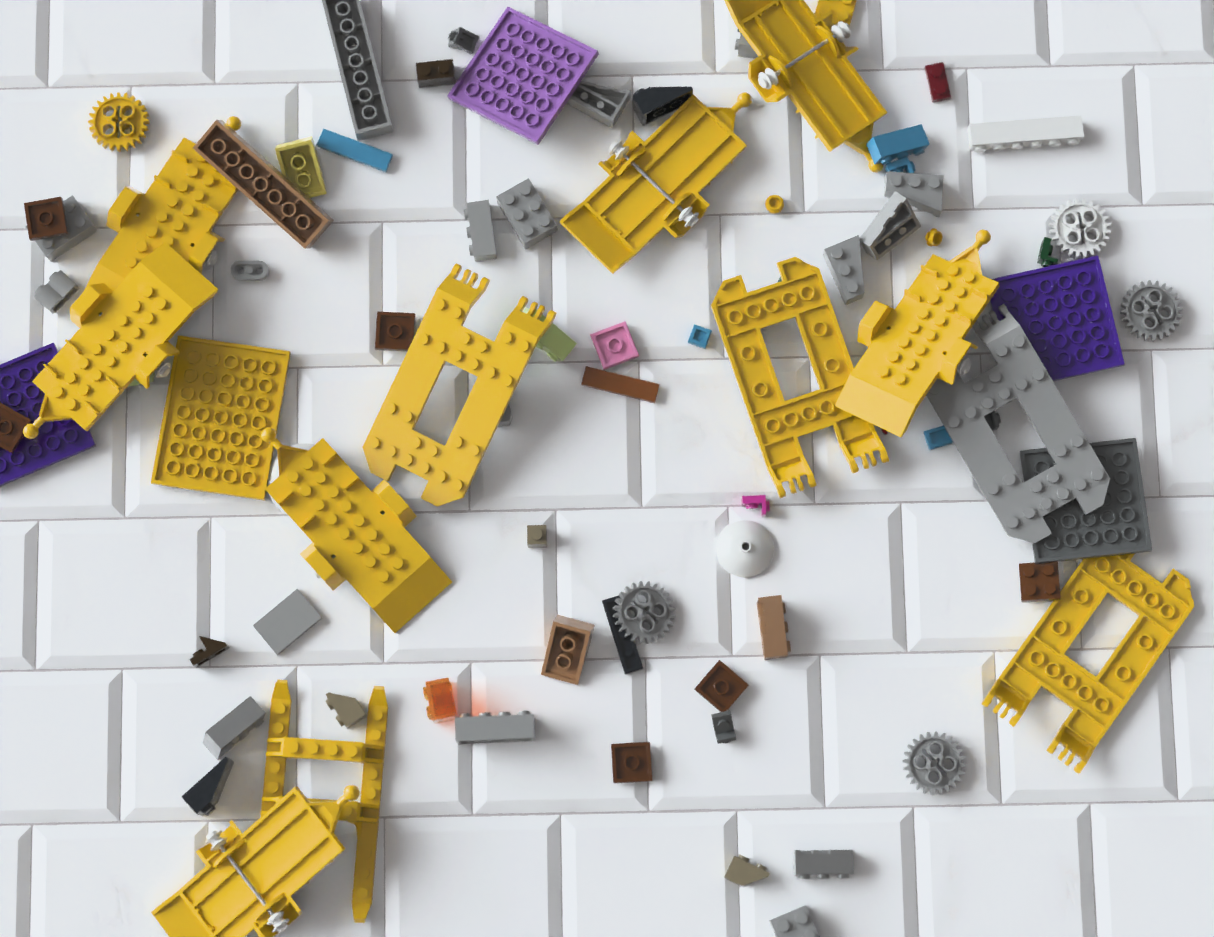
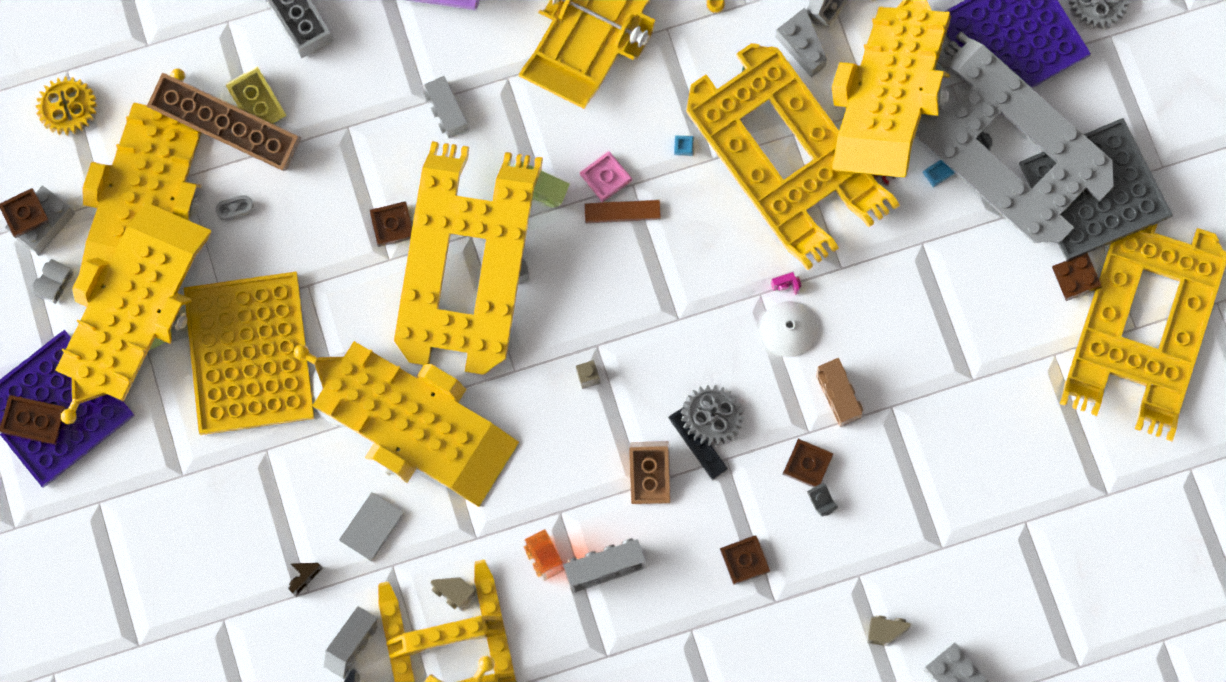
camera: 15 degrees left, 5 degrees down
(354, 150) = (301, 68): dark azure tile -> none
(526, 213) = (484, 78): light grey brick -> none
(823, 863) = (957, 599): light grey wedge -> none
(921, 774) = (1041, 460): light grey gear -> none

